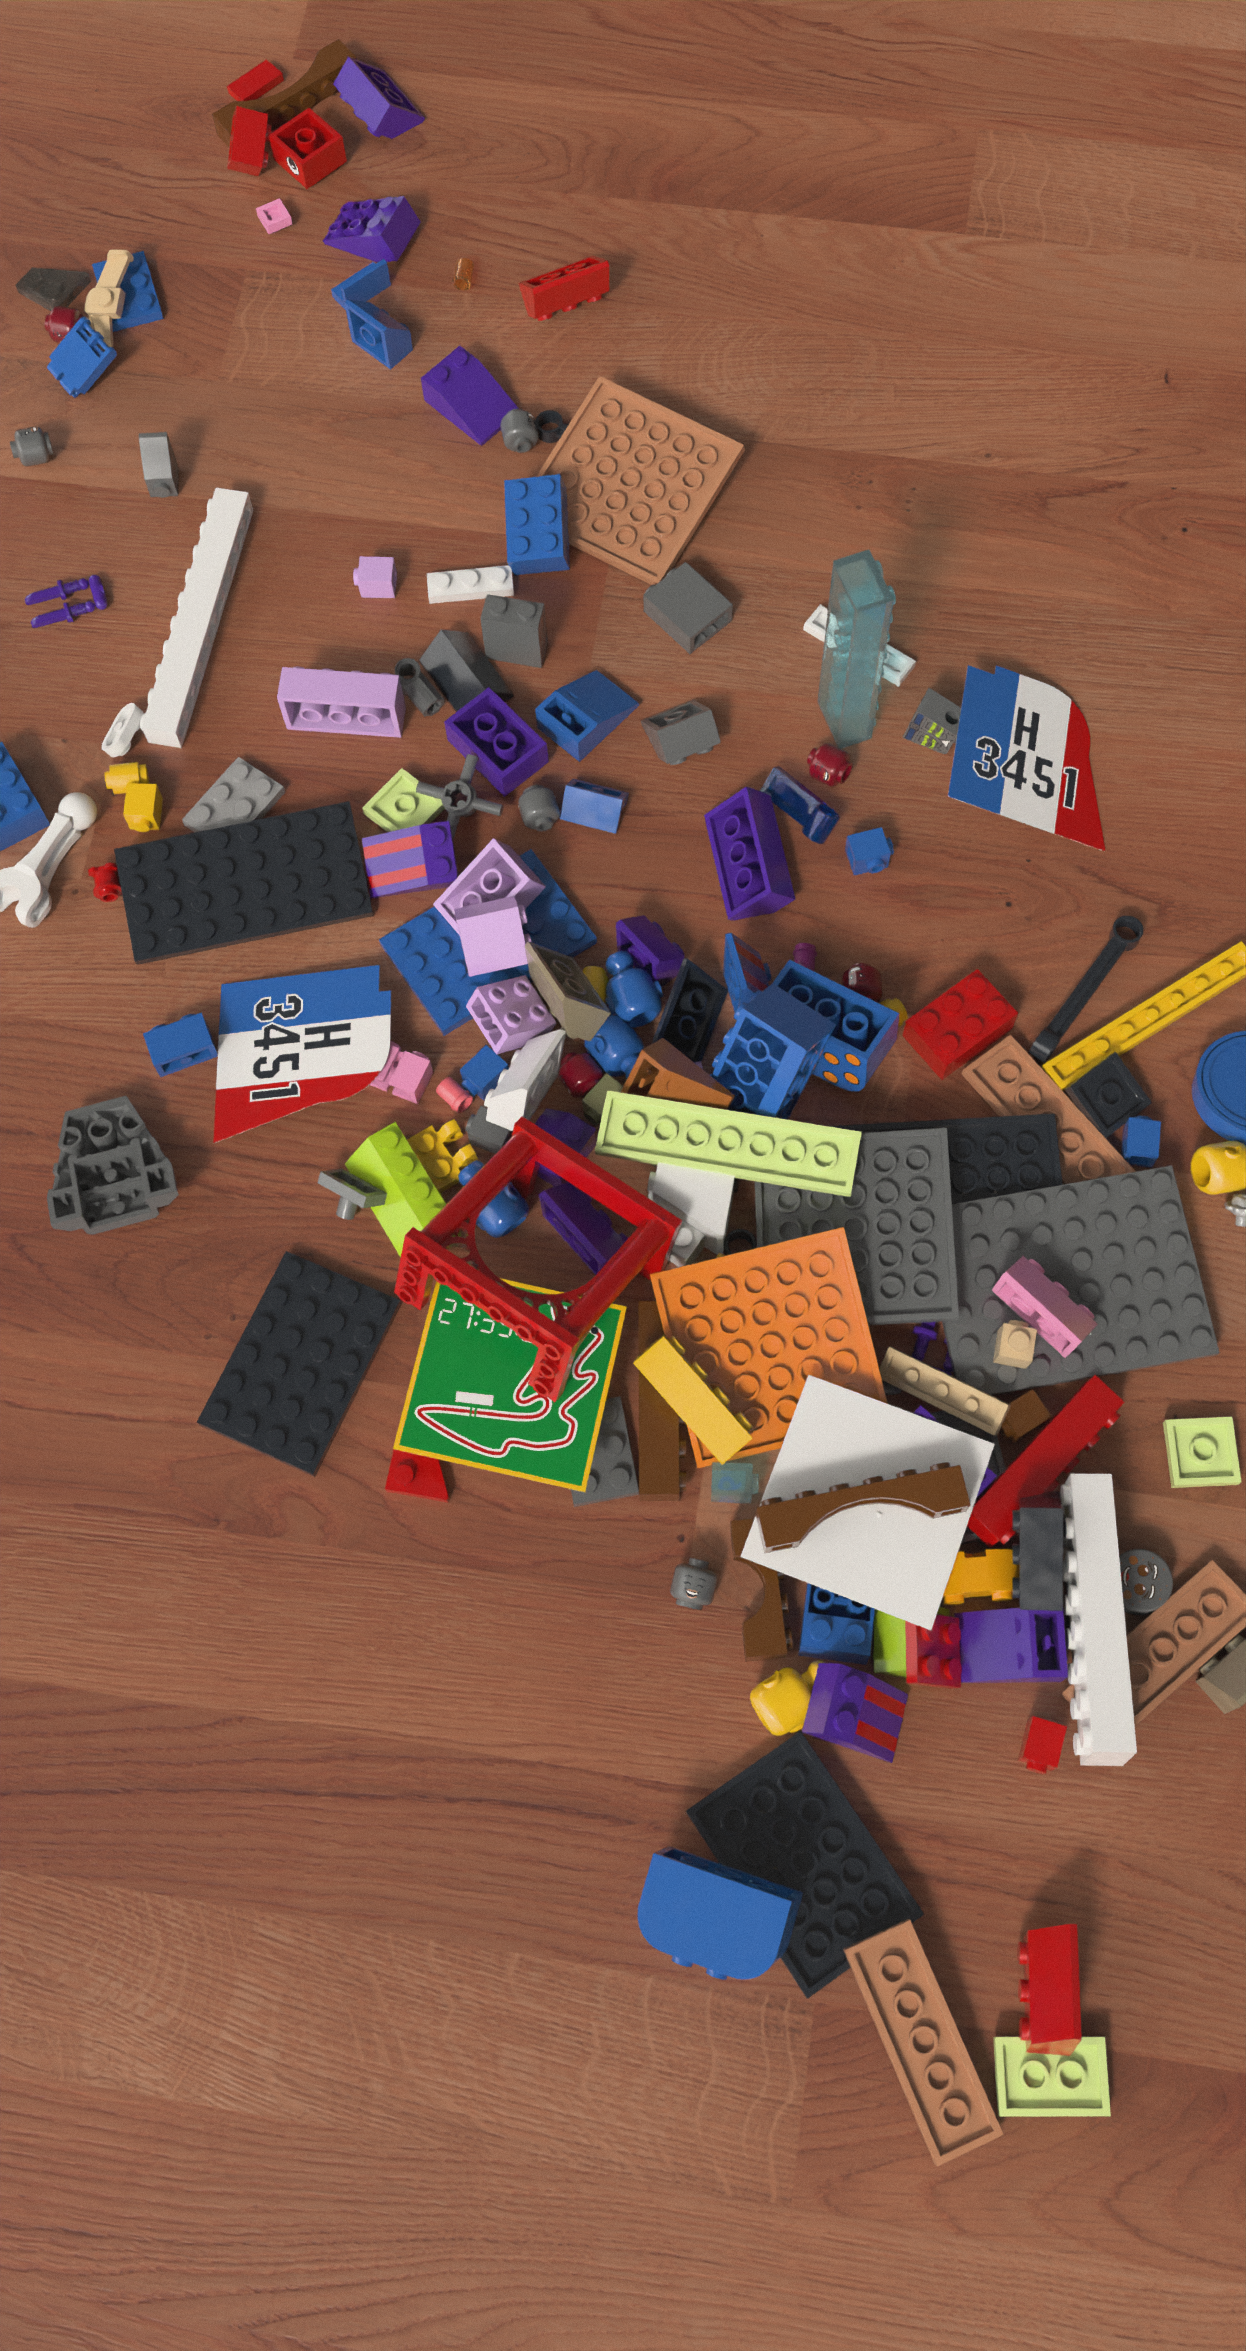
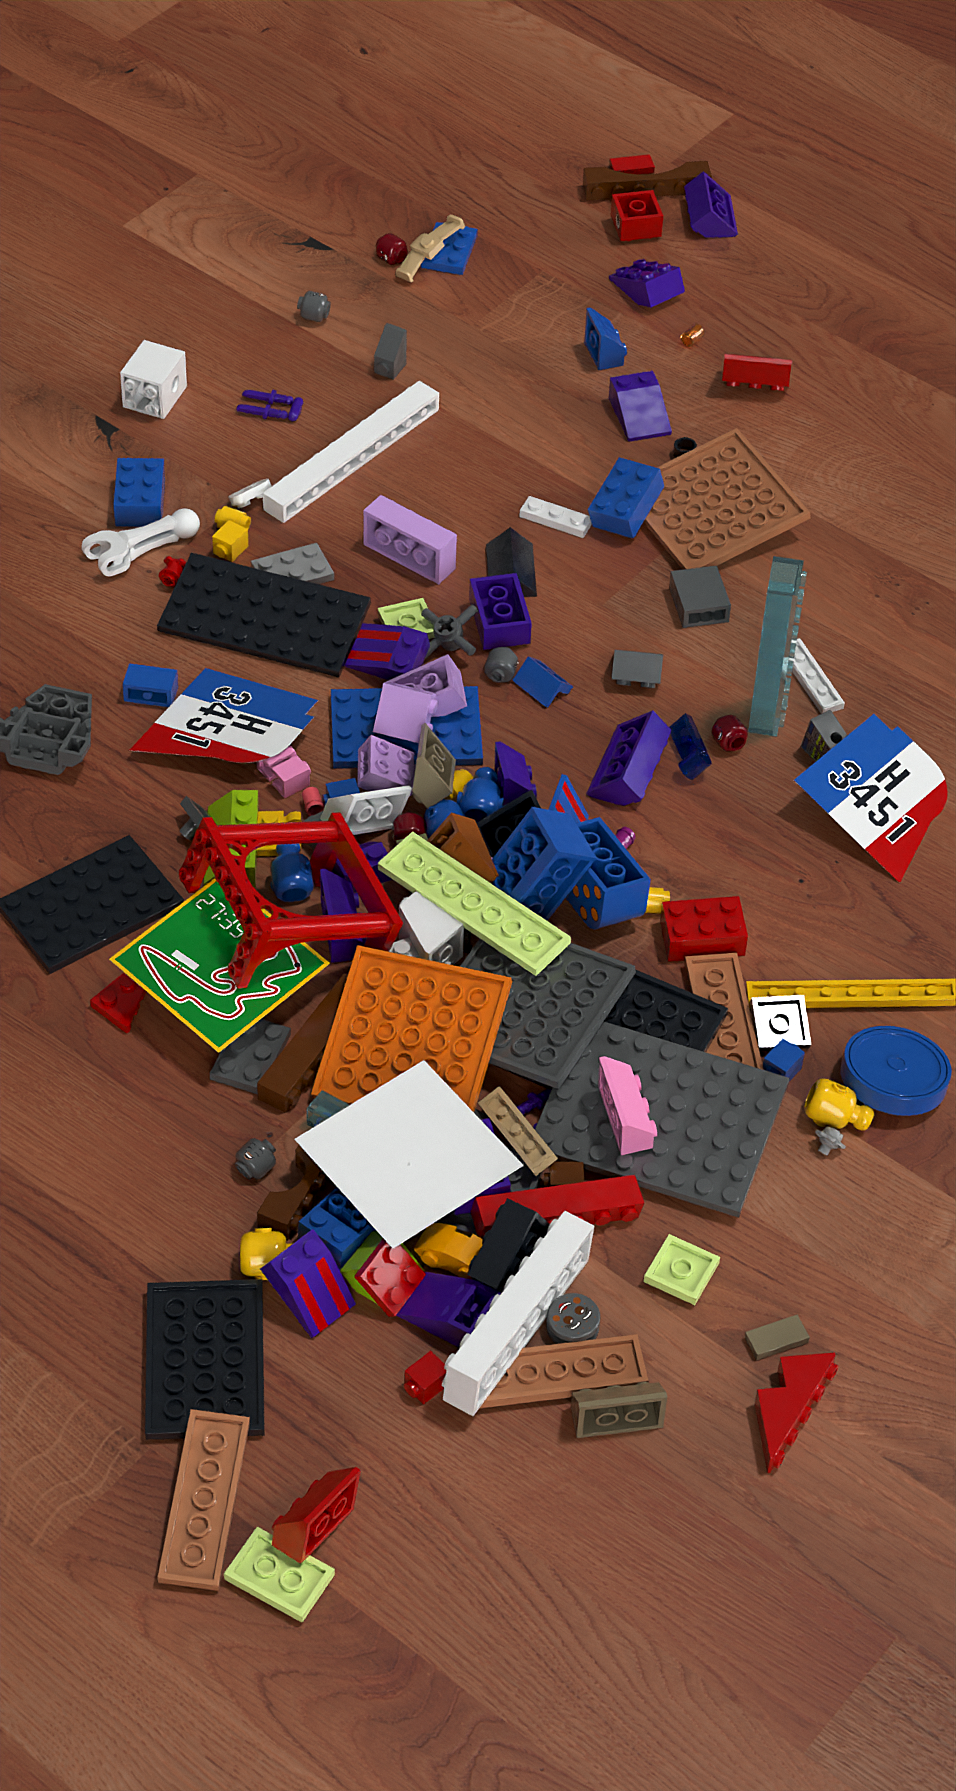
camera: 25 degrees right, 20 degrees down
(52, 286) = (400, 223): clear smoke wing -> none
(79, 359) = (385, 270): blue plate -> none
(248, 141) = (596, 193): red brick -> none
(274, 216) = (584, 246): bright pink plate -> none
(363, 284) = (619, 310): blue panel -> none
(376, 577) = (492, 482): lavender brick -> none
(418, 688) = (470, 556): dark grey piece -> none
(514, 630) = (561, 550): dark grey brick -> none
(519, 430) = (659, 440): dark grey head -> none
(583, 713) = (575, 623): blue slope -> none
(693, 1399) = (334, 1038): yellow brick -> none
(715, 1915) = (120, 1340): blue brick -> none
(864, 980) = (655, 868): dark red head -> none
(868, 851) = (718, 797): blue brick -> none
(932, 1493) = (346, 1130): reddish brown arch -> none
(1015, 1344) = (586, 1121): tan brick -> none
(1053, 1033) = (762, 970): black piece -> none

